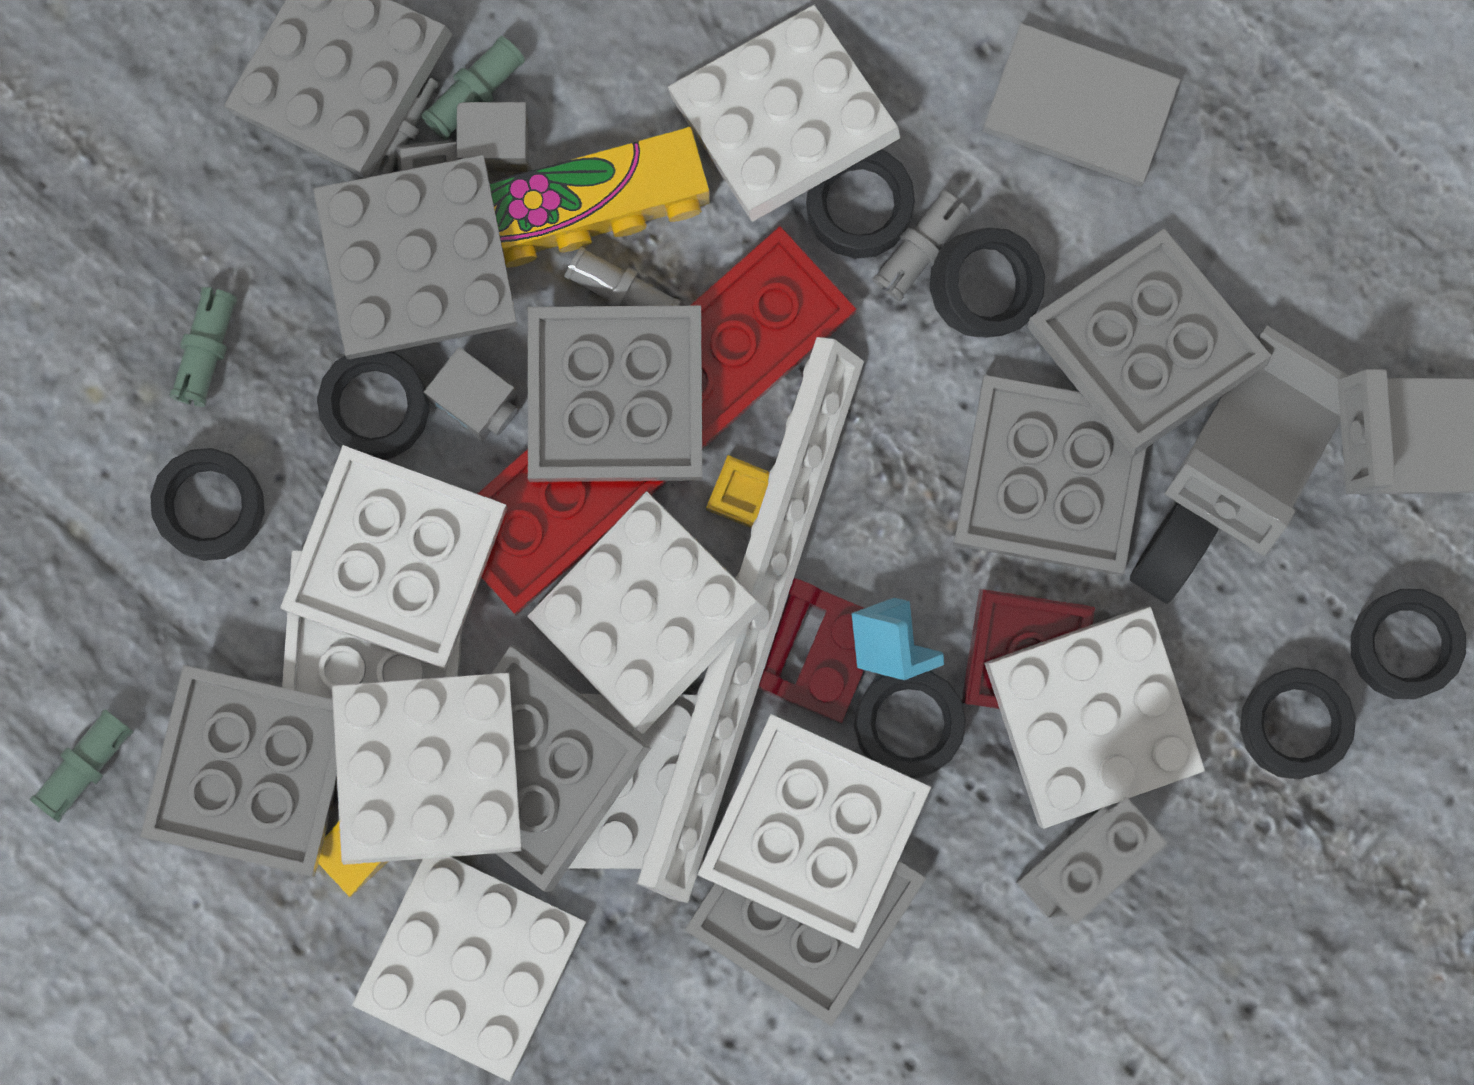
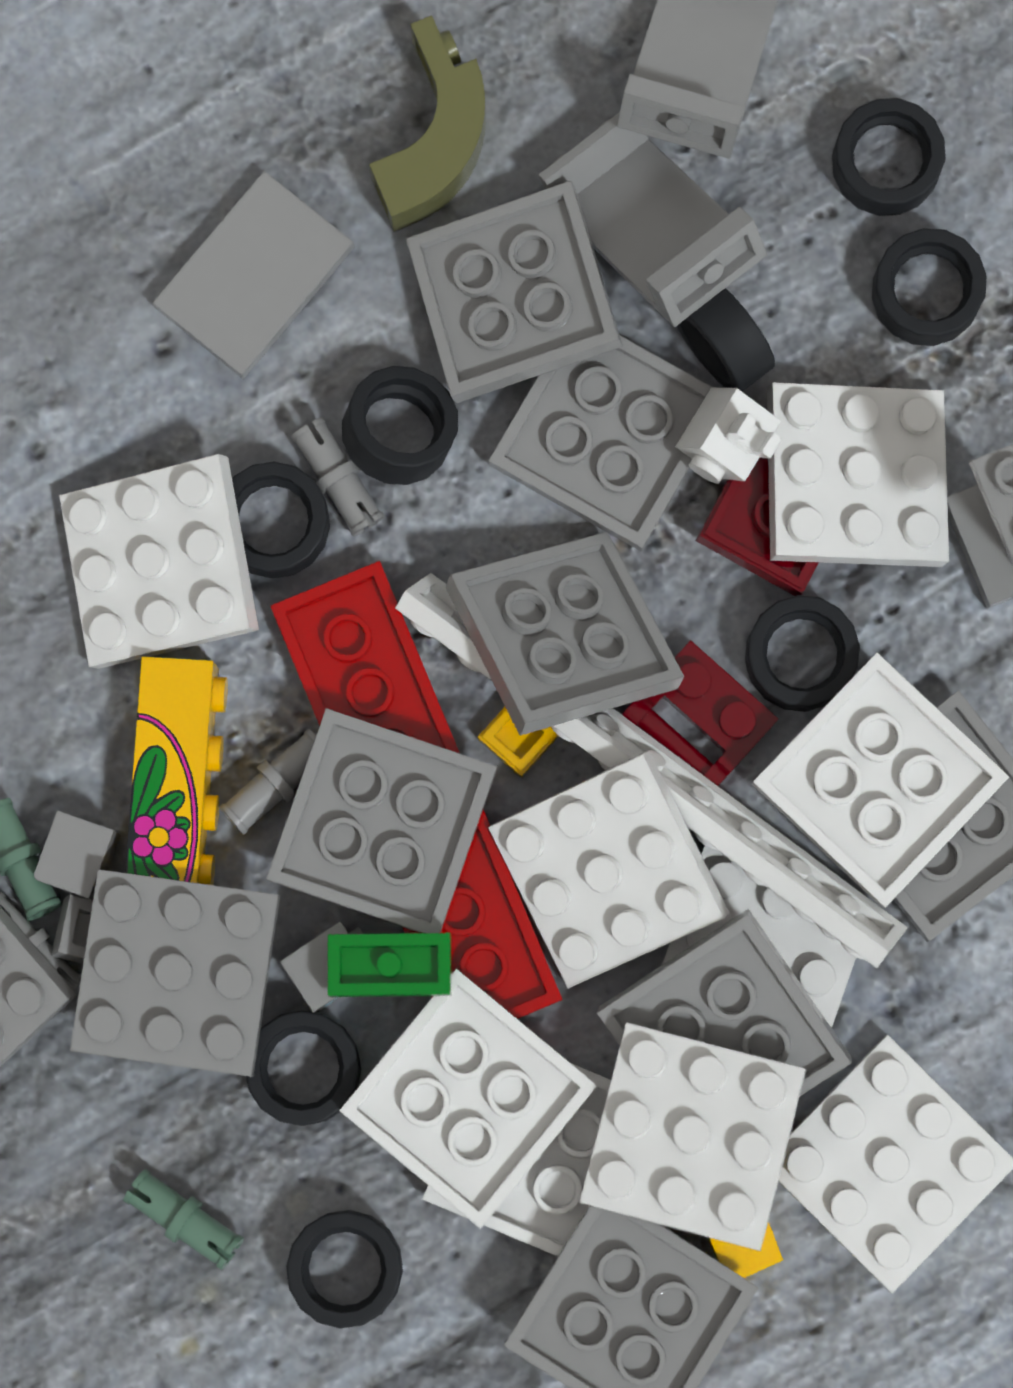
camera: 65 degrees left, 0 degrees up
(487, 442) = (389, 965): none -> green plate
(847, 495) = (563, 632): none -> light grey plate
(887, 642) = (718, 646): medium azure panel -> none
(1084, 582) = (729, 435): none -> white brick
(1261, 238) = (440, 163): none -> olive arch

